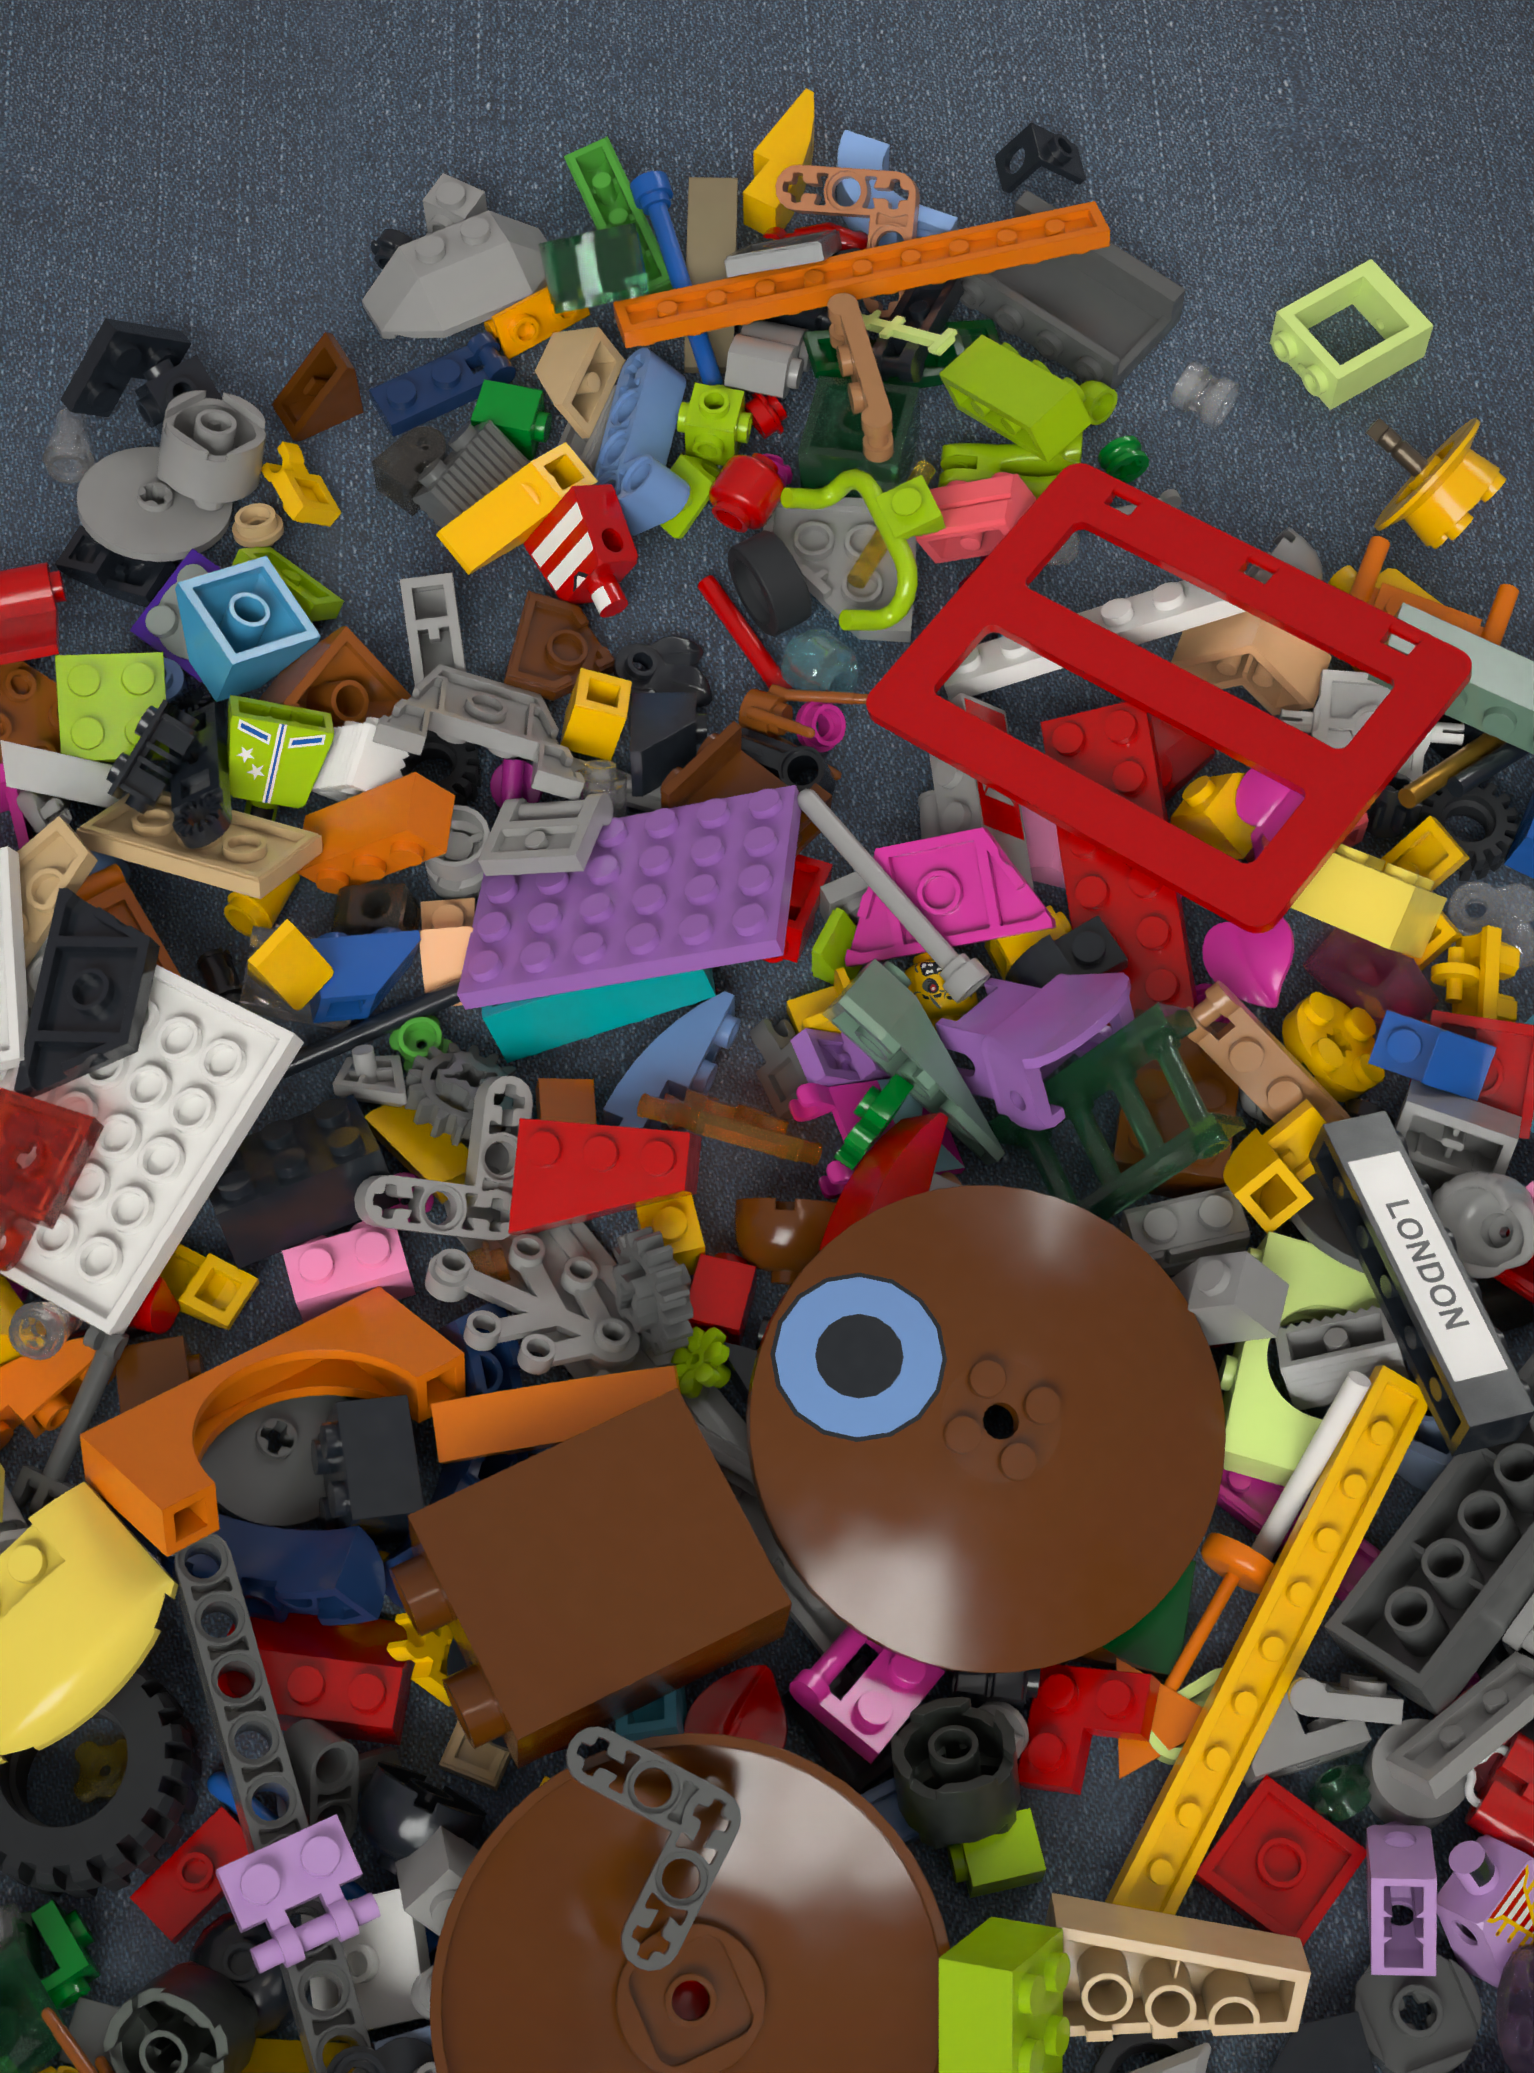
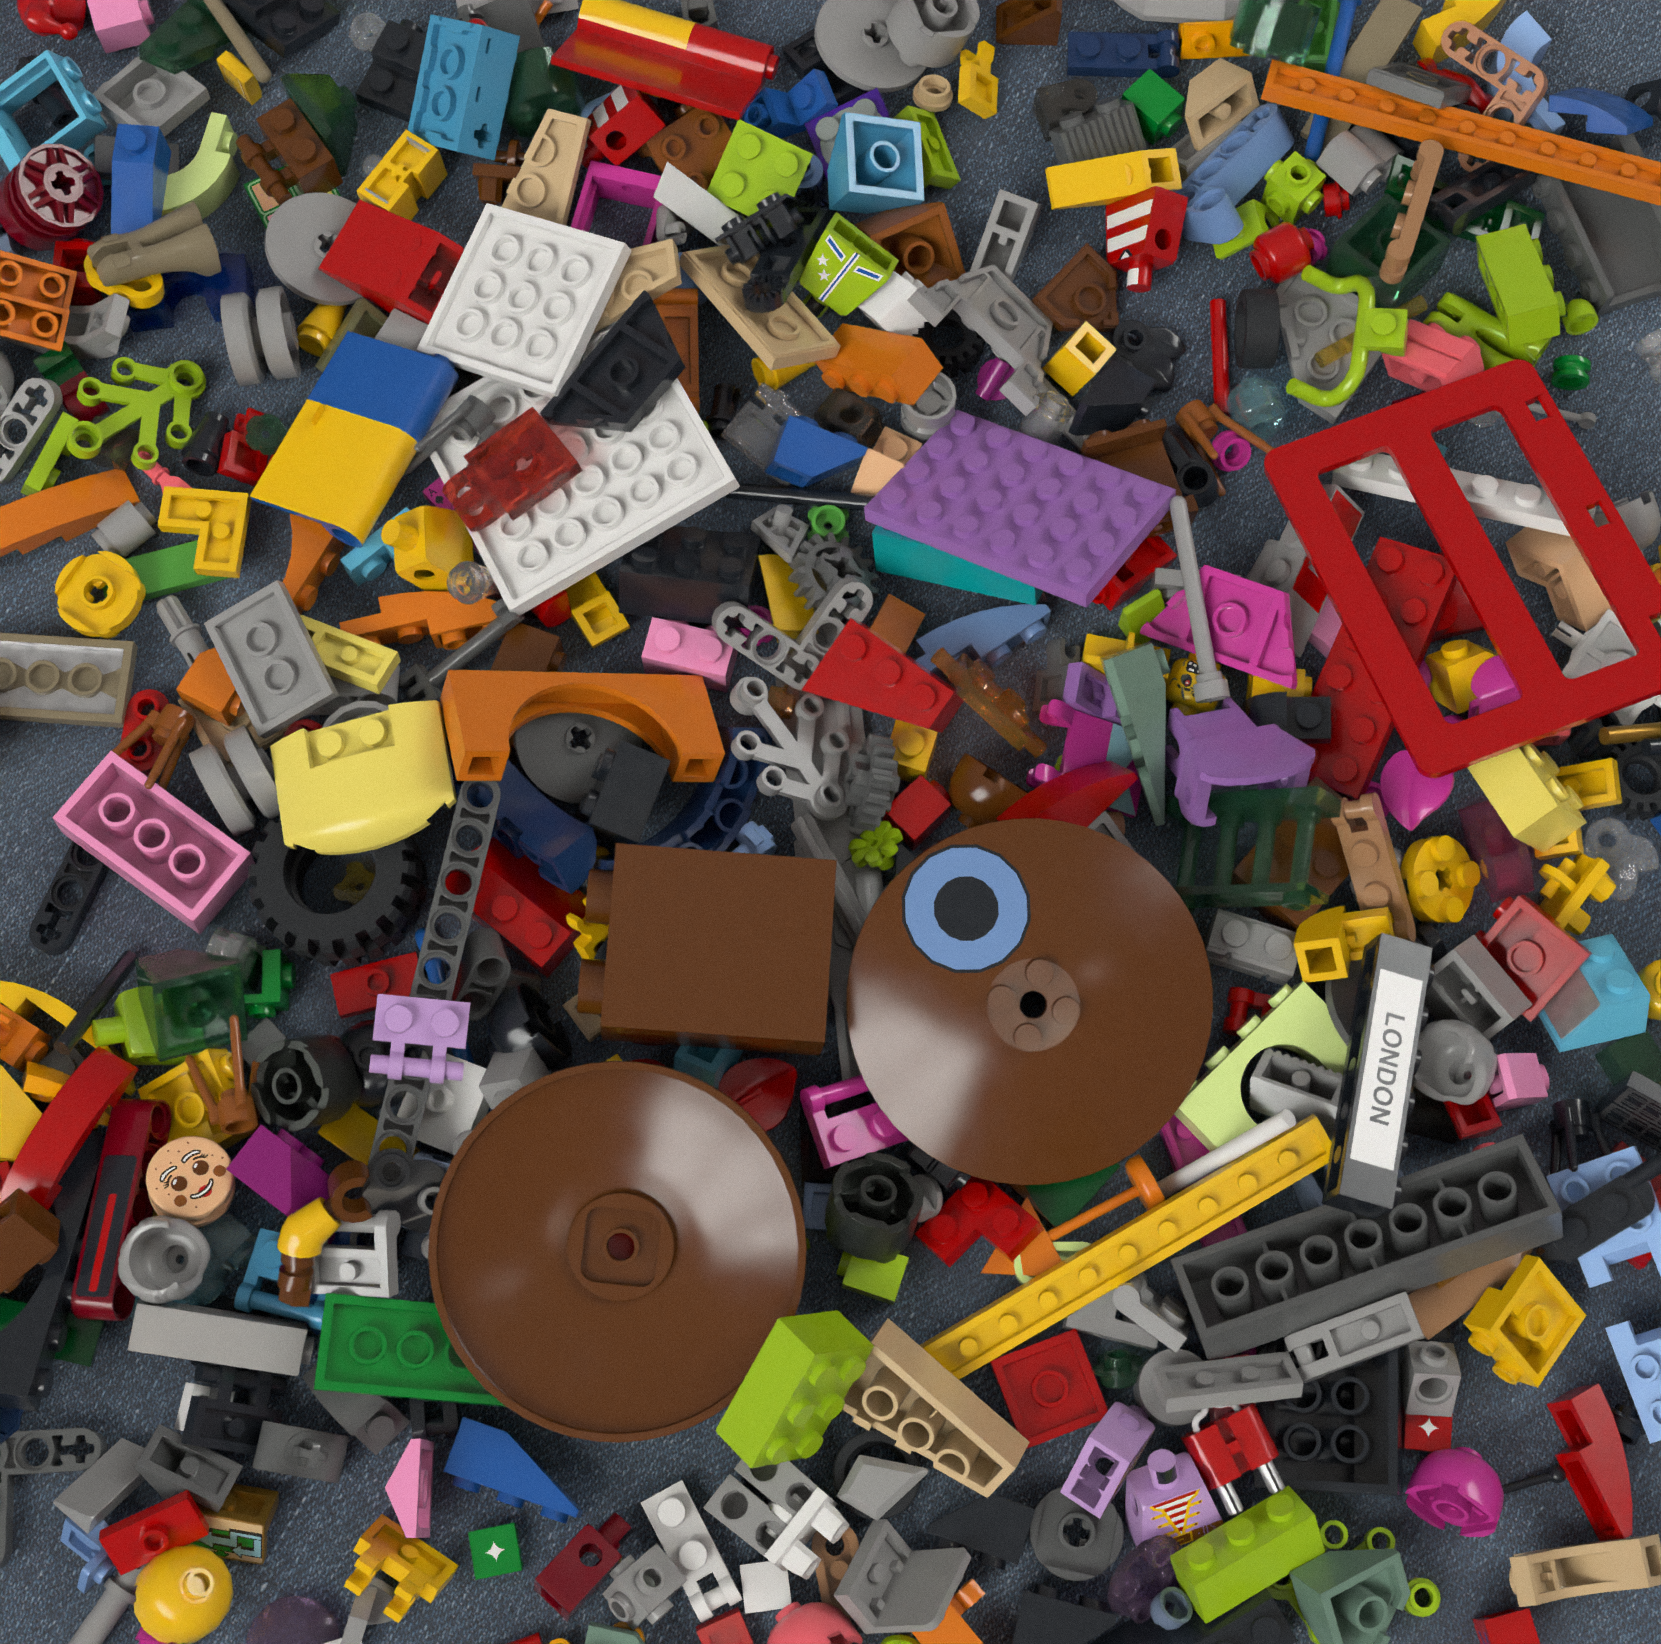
camera: 30 degrees right, 10 degrees up
(108, 621) = (786, 112): none -> blue slope
(289, 966) = (763, 428): yellow slope -> none
(542, 1413) = (758, 824): orange slope -> none
(544, 835) = (988, 428): light grey plate -> none
(674, 1816) = (667, 1130): dark grey beam -> none
(876, 1113) = (1092, 748): green plate -> none
(936, 343) = (1484, 214): yellowish green piece -> none
(992, 185) = (1604, 110): none -> blue slope
(1233, 1297) = (1246, 1011): light grey slope -> none
(1432, 1055) = (1498, 927): blue slope -> none

